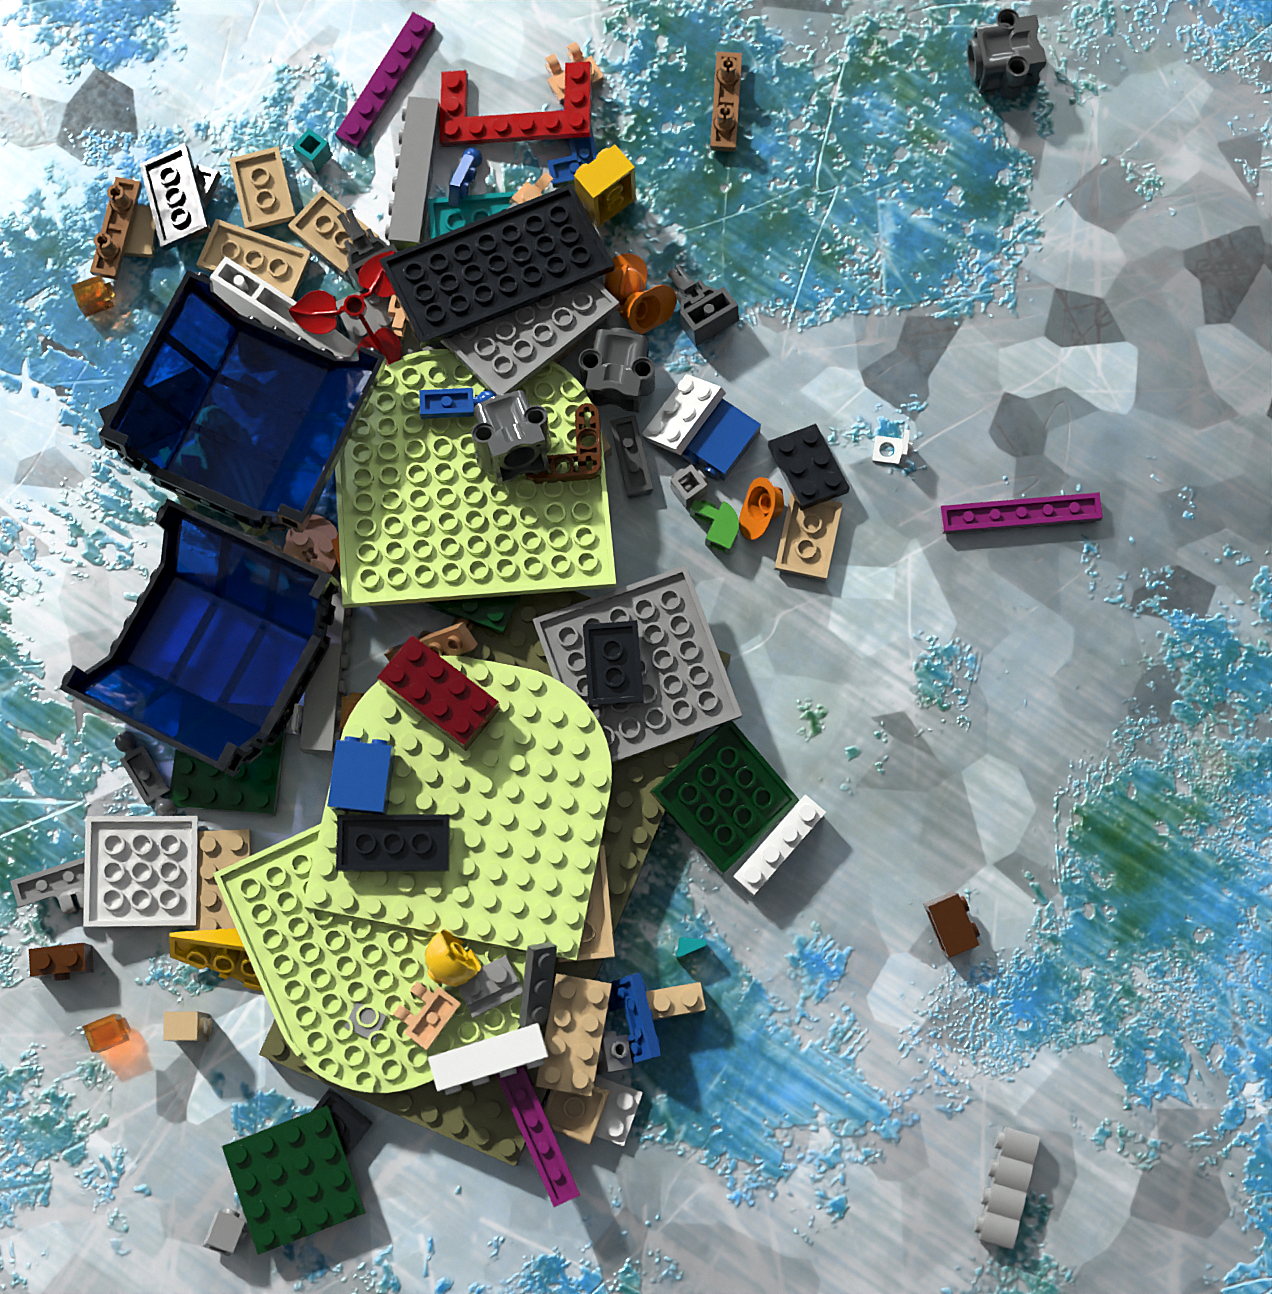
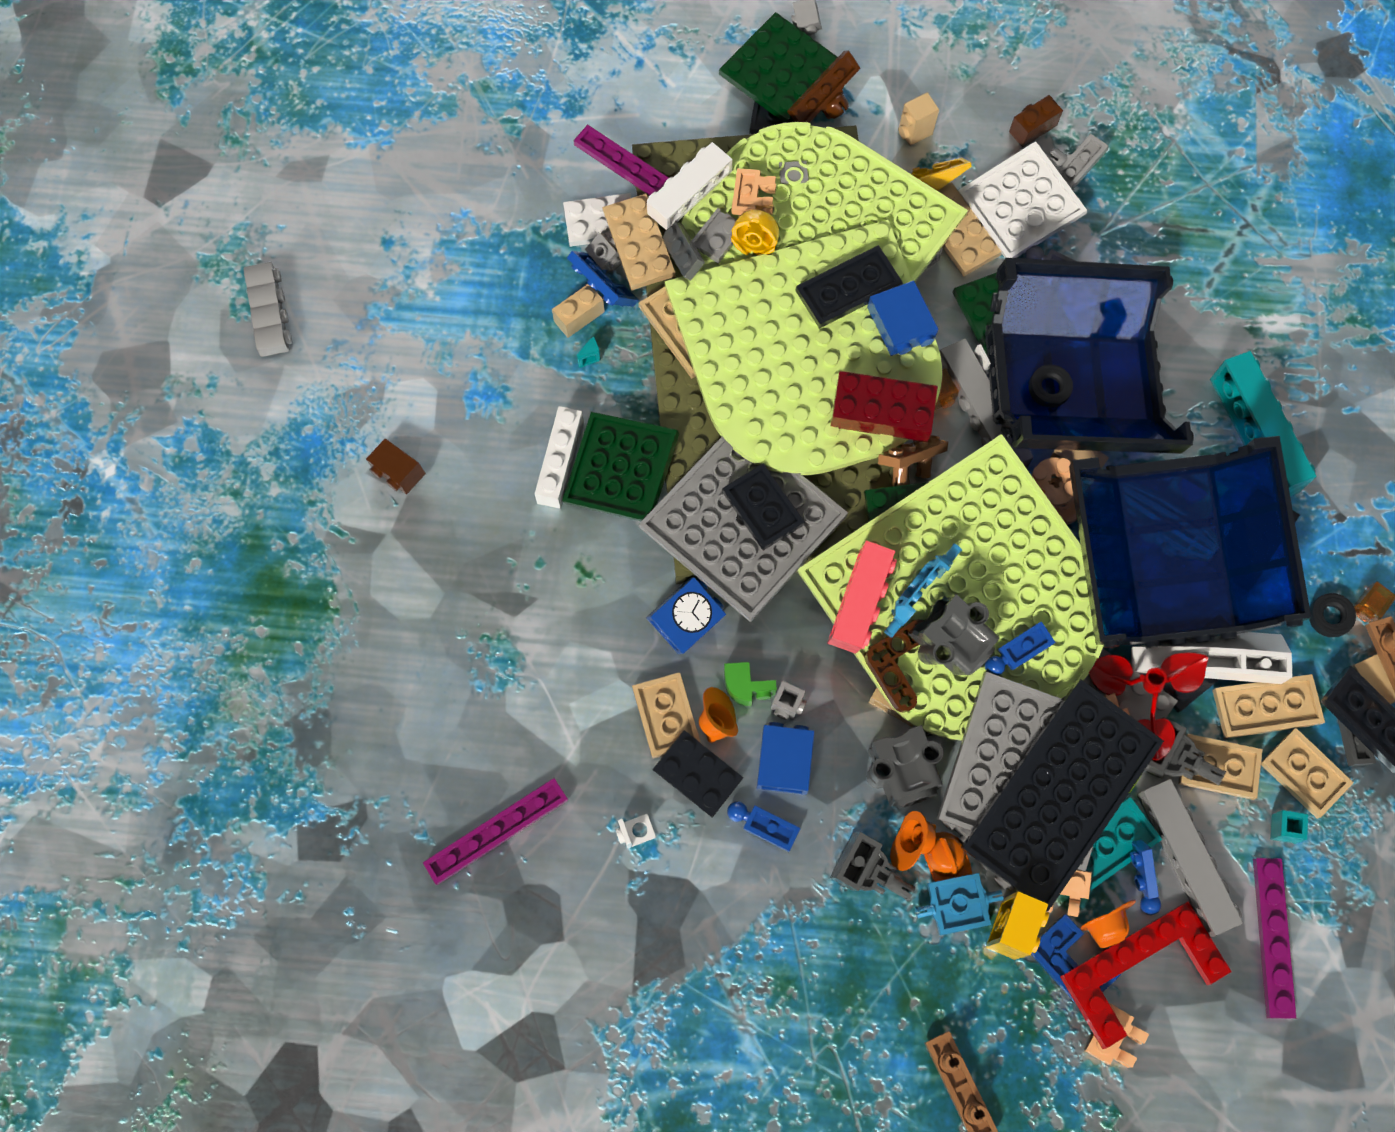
camera: 145 degrees right, 5 degrees down
(73, 505) = (1259, 414): none -> teal brick
(107, 1032) = (971, 94): clear orange brick -> none
(132, 292) = (1346, 609): none -> black tyre
(246, 630) = (1042, 397): none -> black tyre
(265, 1114) = (826, 91): none -> reddish brown plate
(516, 496) = (932, 569): none -> dark azure plate
(521, 151) = (1110, 928): none -> orange piece
(576, 514) = (861, 597): none -> coral brick
(576, 1113) = (603, 195): tan tile -> none
(631, 456) = (851, 705): dark grey plate -> none
(639, 239) = (959, 904): none -> dark azure plate
(683, 414) = (828, 761): white plate -> none
(740, 615) = (686, 615): none -> blue brick
(771, 392) = (764, 825): none -> blue plate

